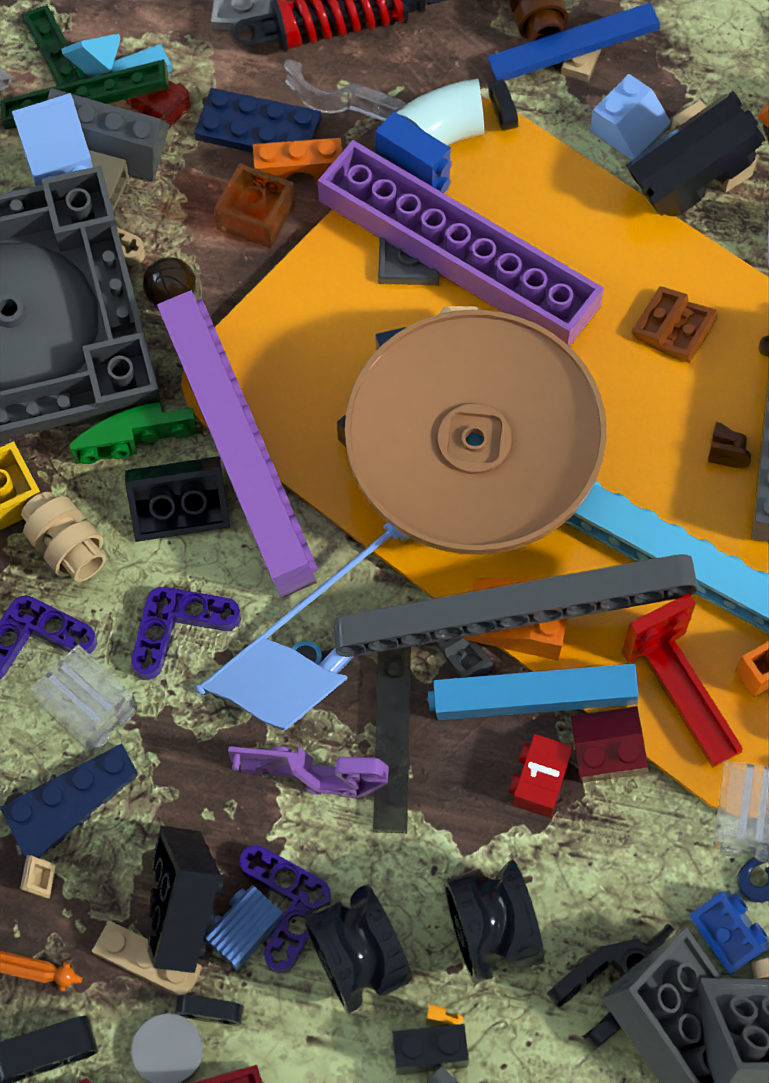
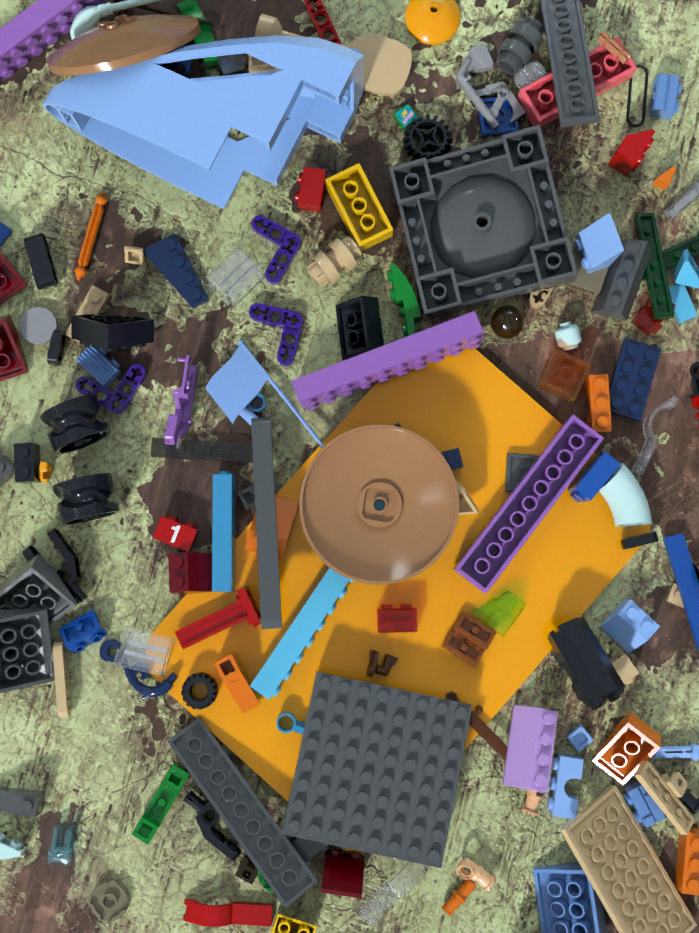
camera: 90 degrees right, 20 degrees up
(191, 204) = (568, 335): none -> light aqua head
(628, 281) = (501, 612): none -> clear neon green slope
(655, 422) = (396, 619): none -> clear red brick

